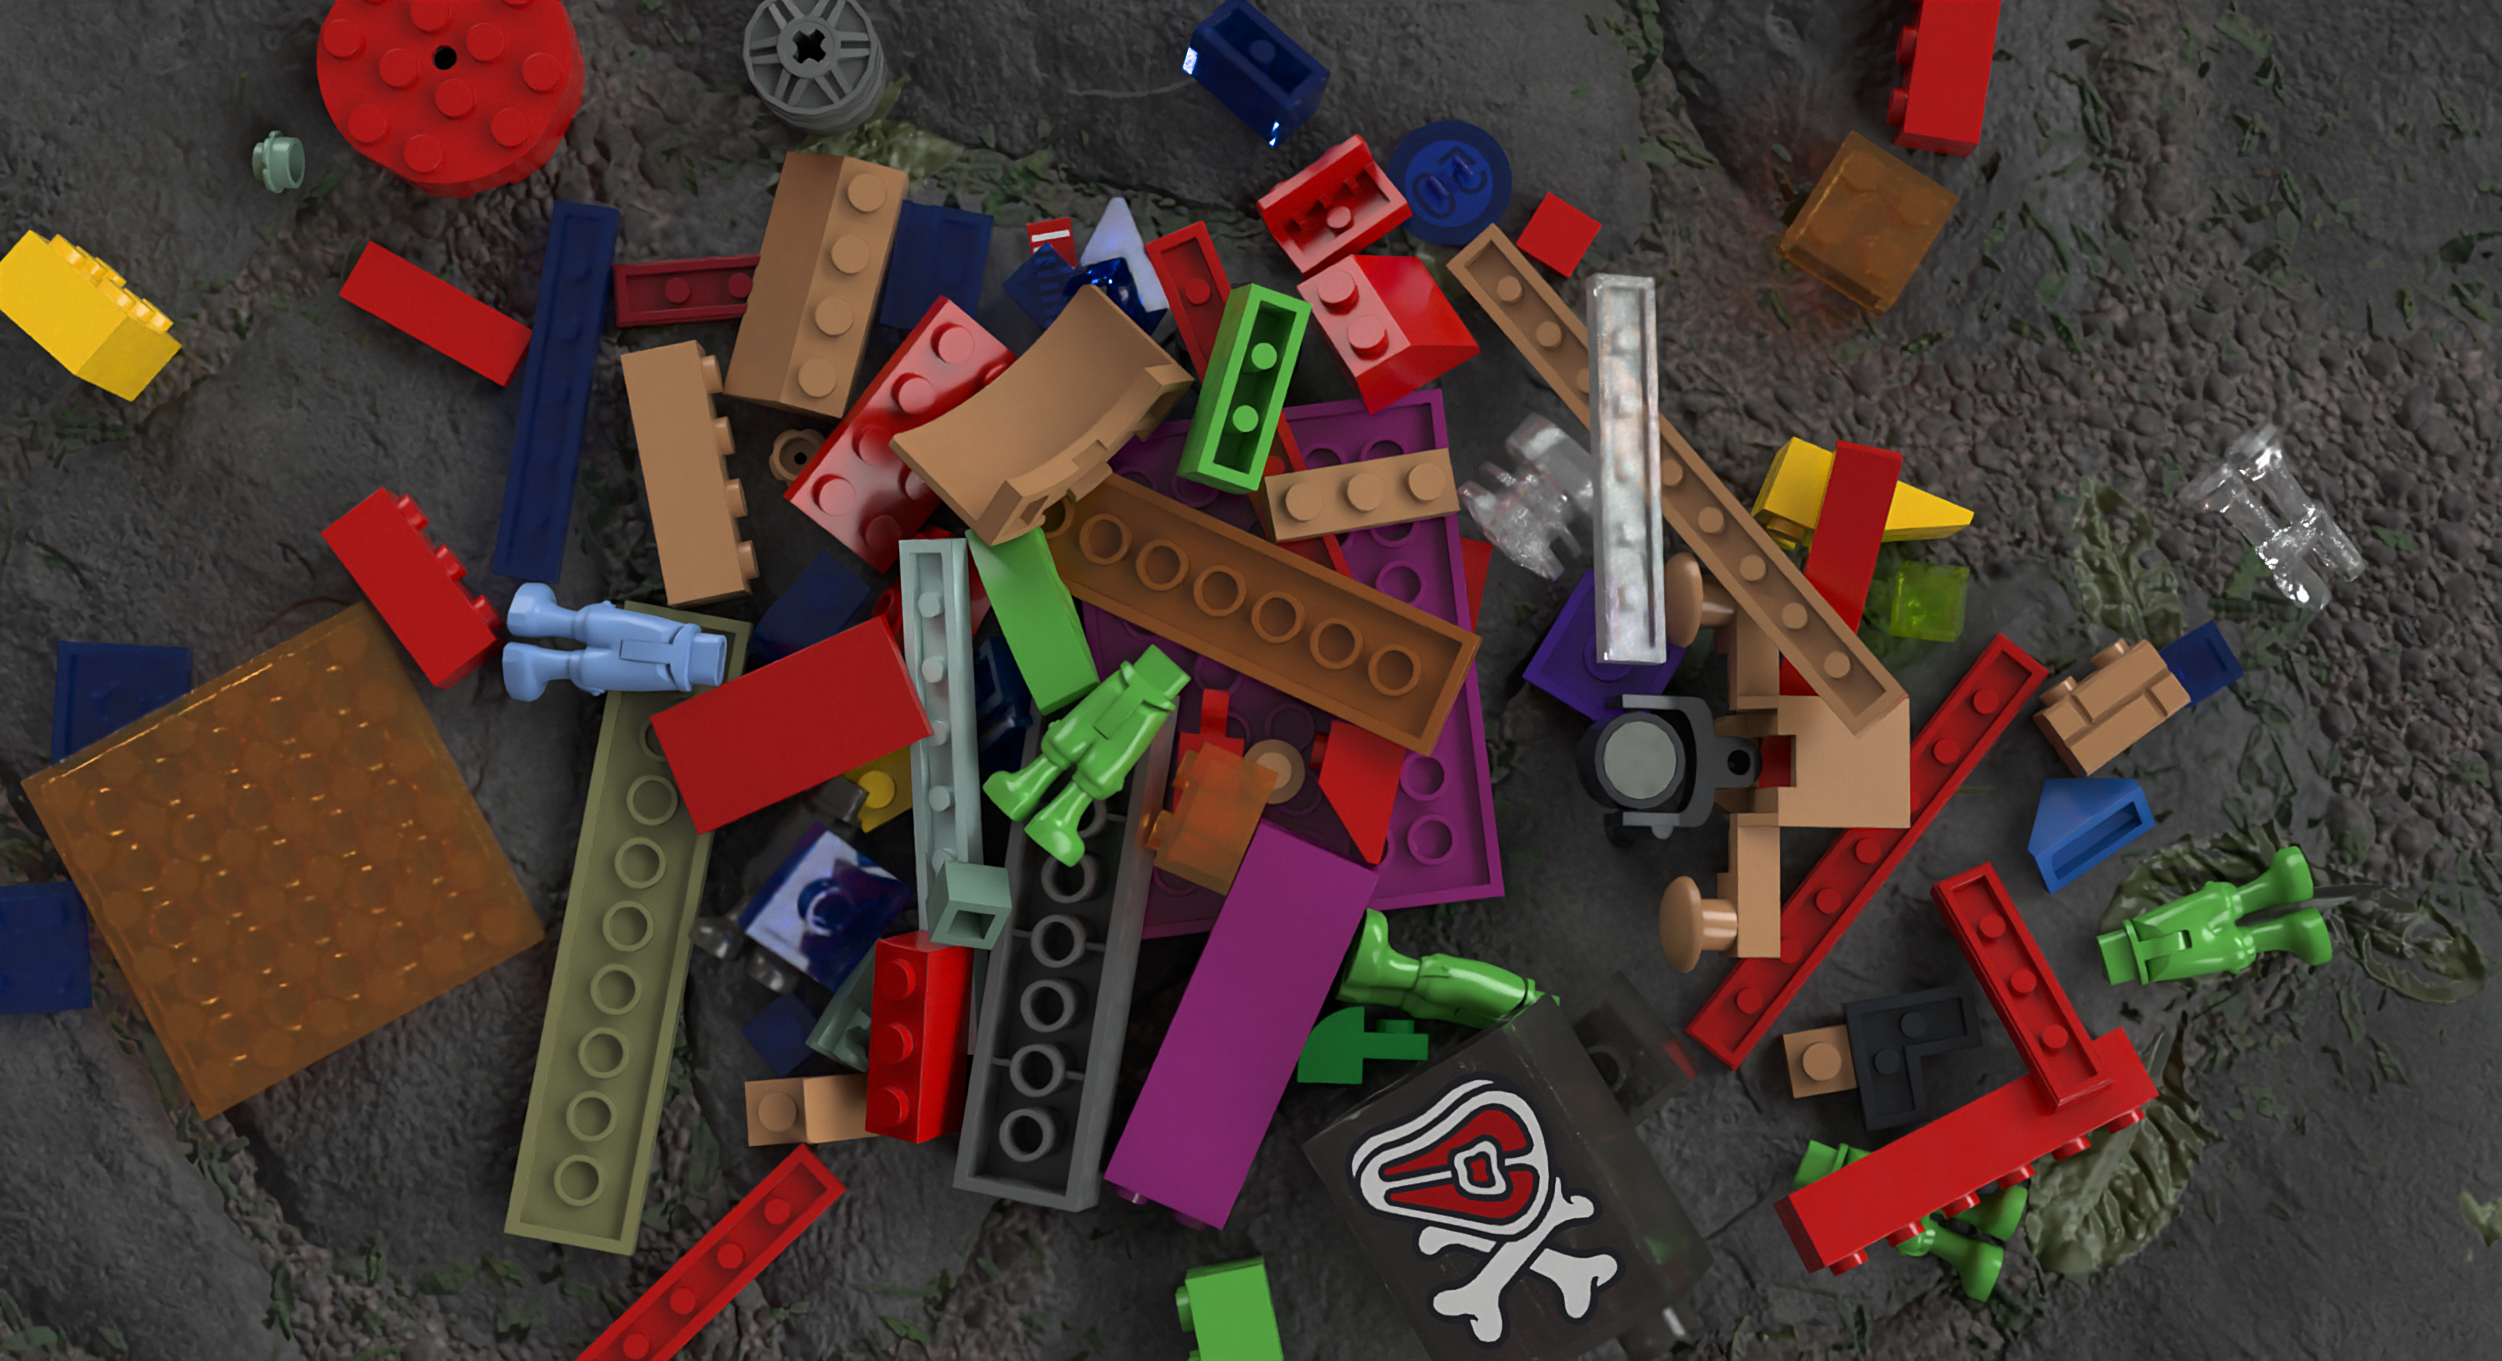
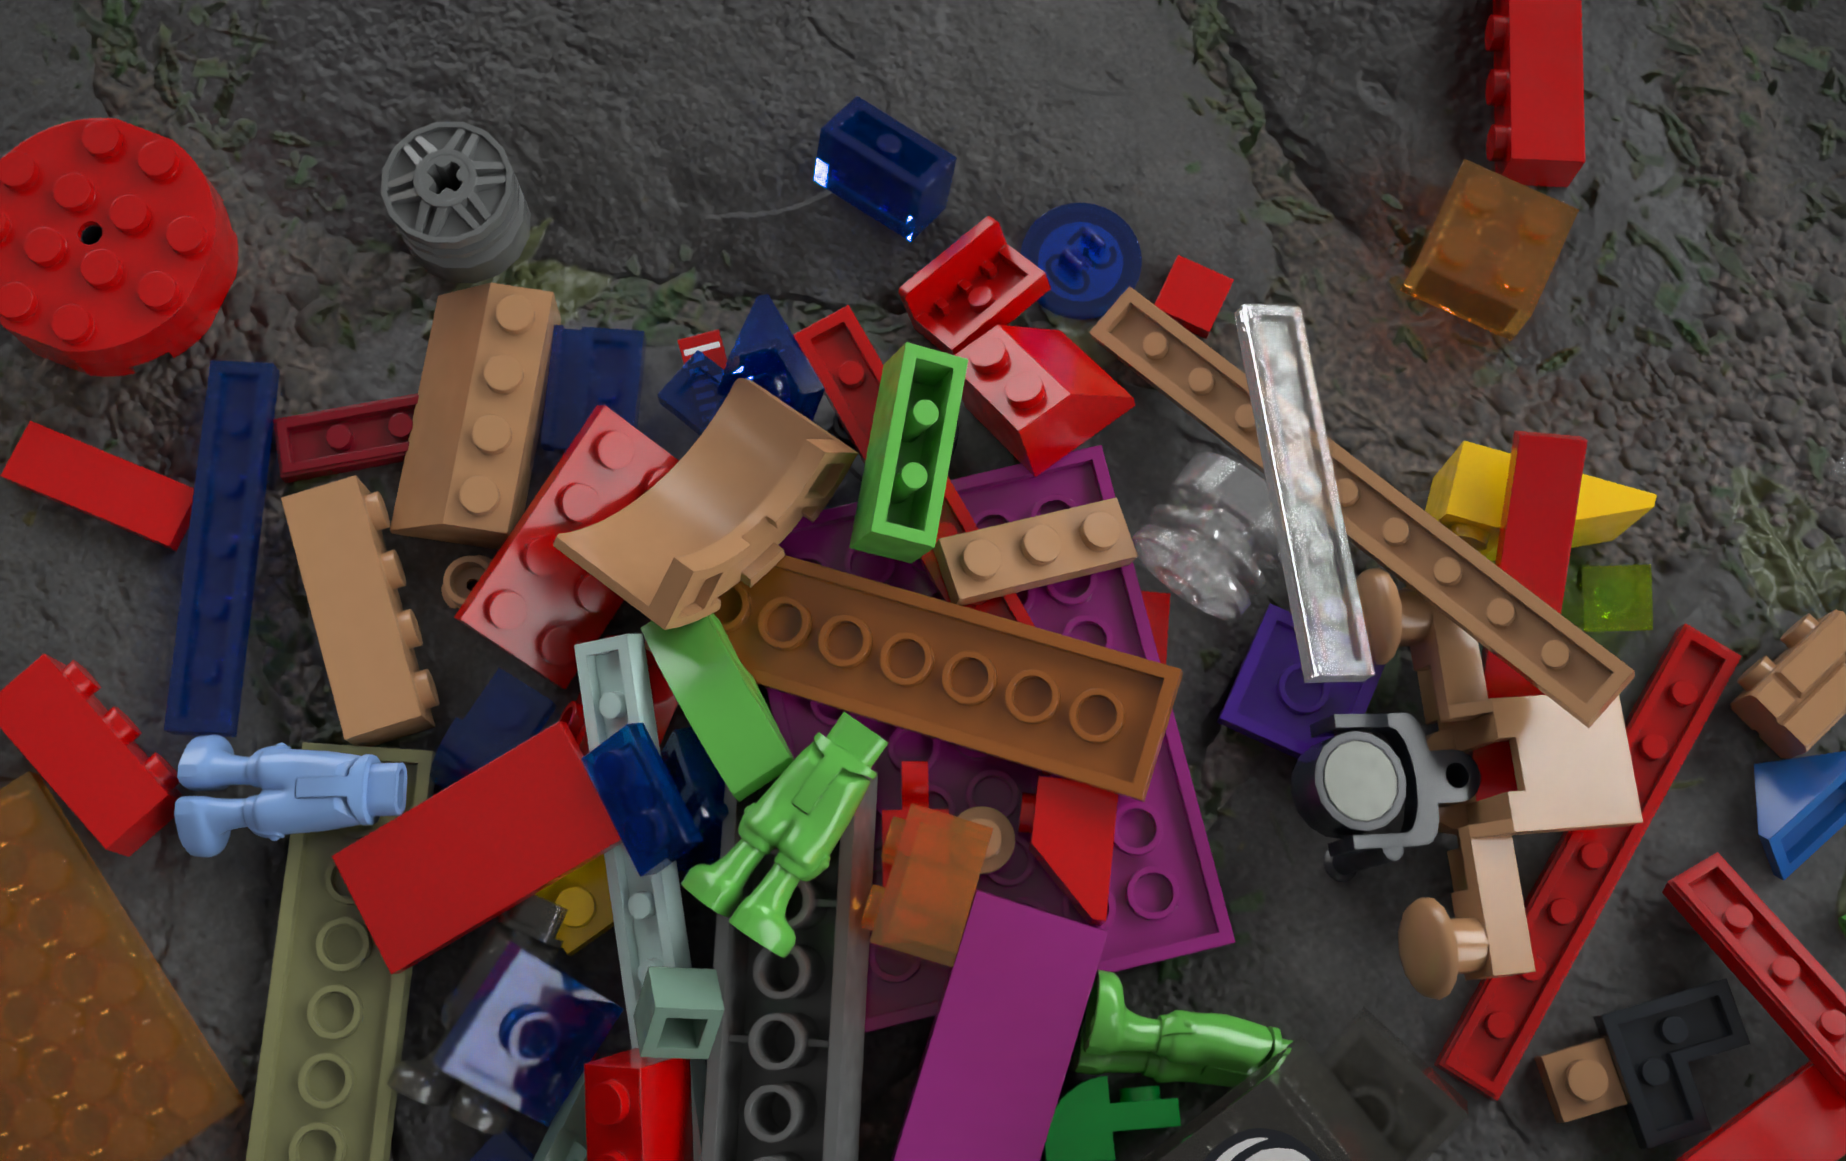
camera: 10 degrees left, 10 degrees down
(951, 700) = (641, 799): none -> clear blue plate

